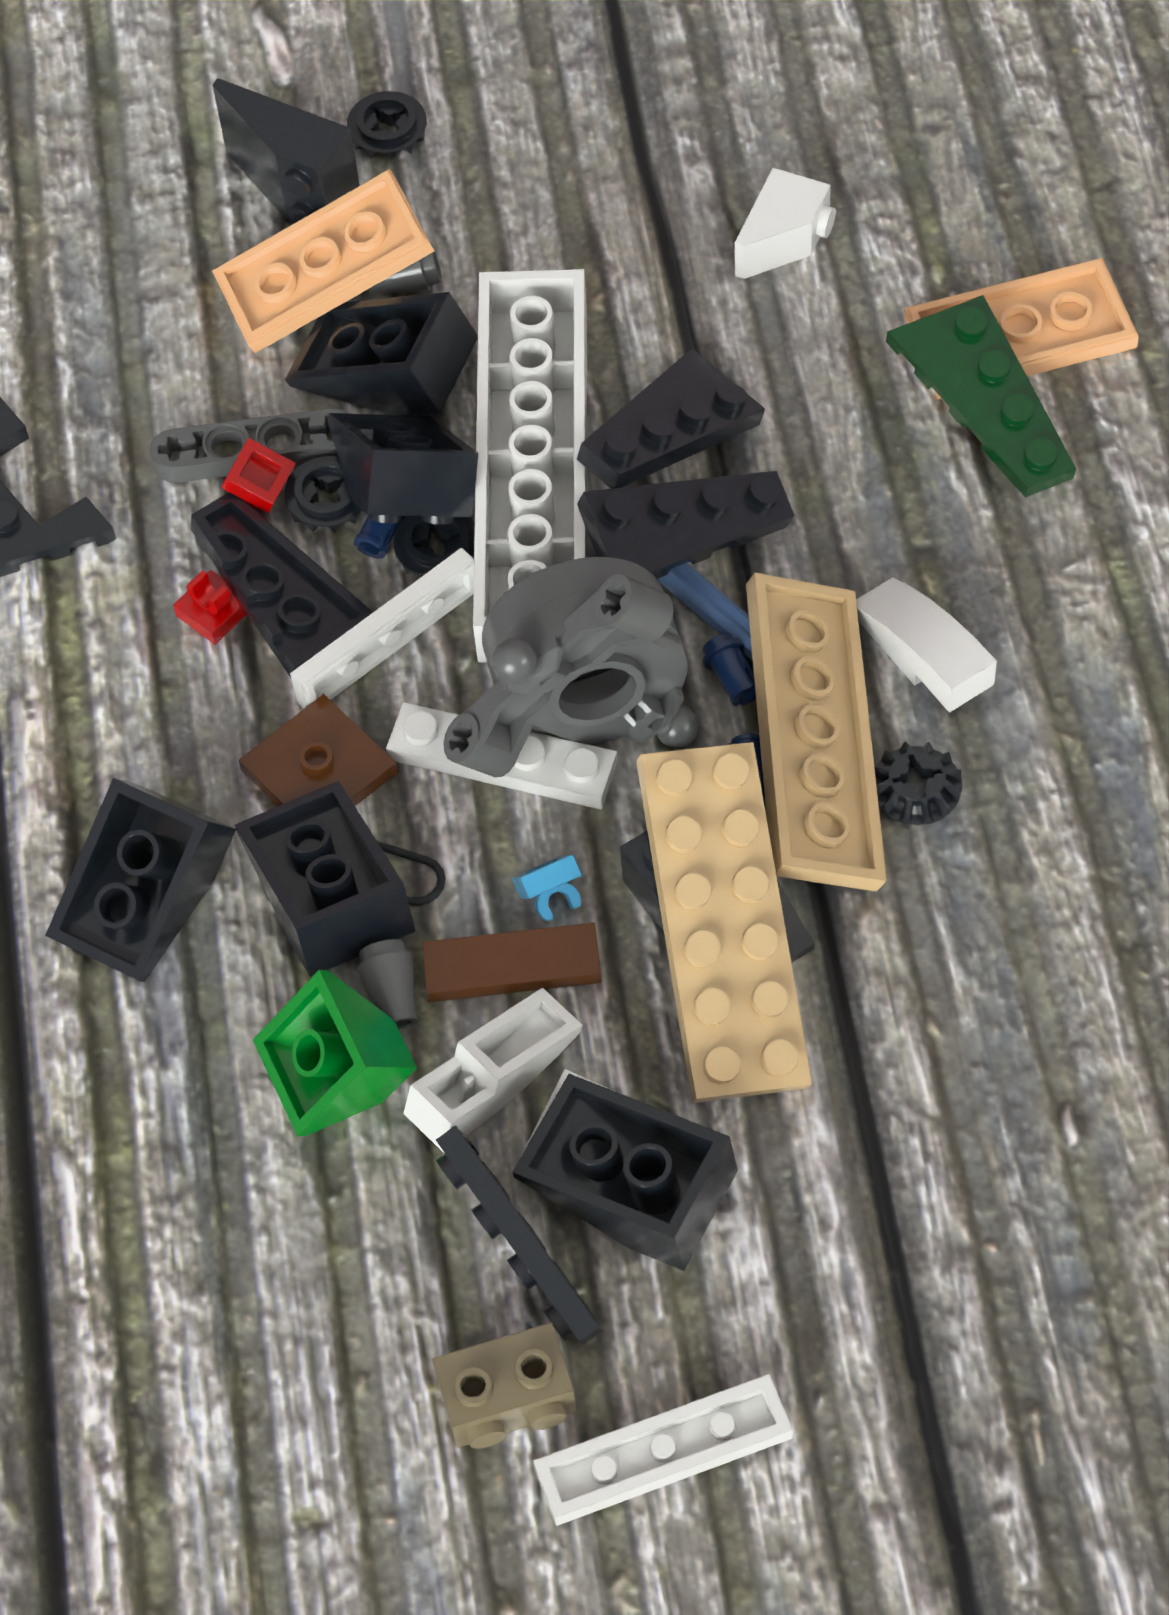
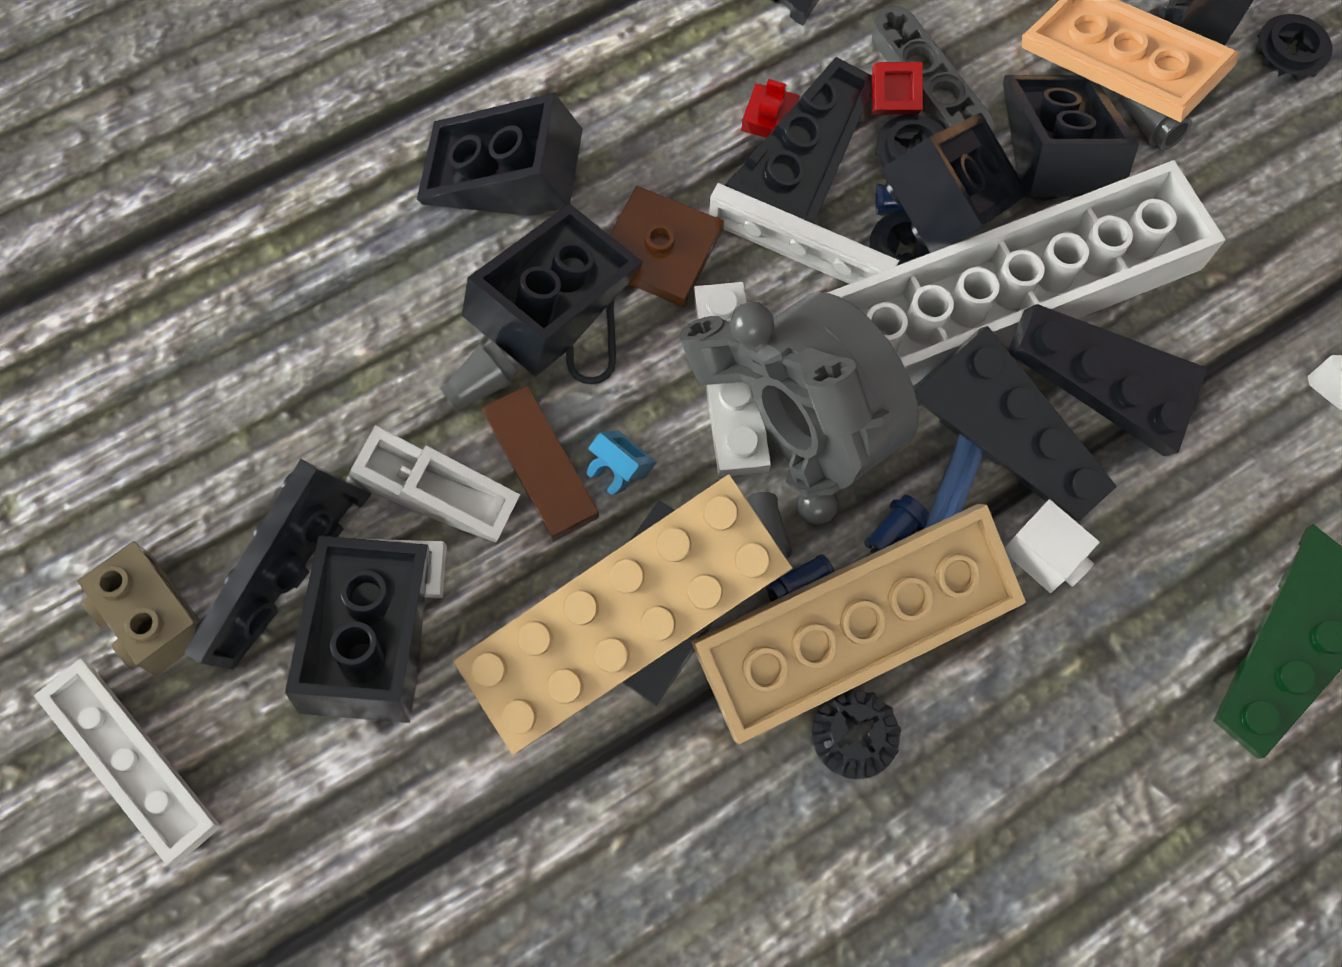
camera: 60 degrees right, 10 degrees up
(331, 1054) = (396, 361): green slope -> none
(812, 545) = (1052, 548): none -> white brick
(926, 643) = (1002, 686): white slope -> none

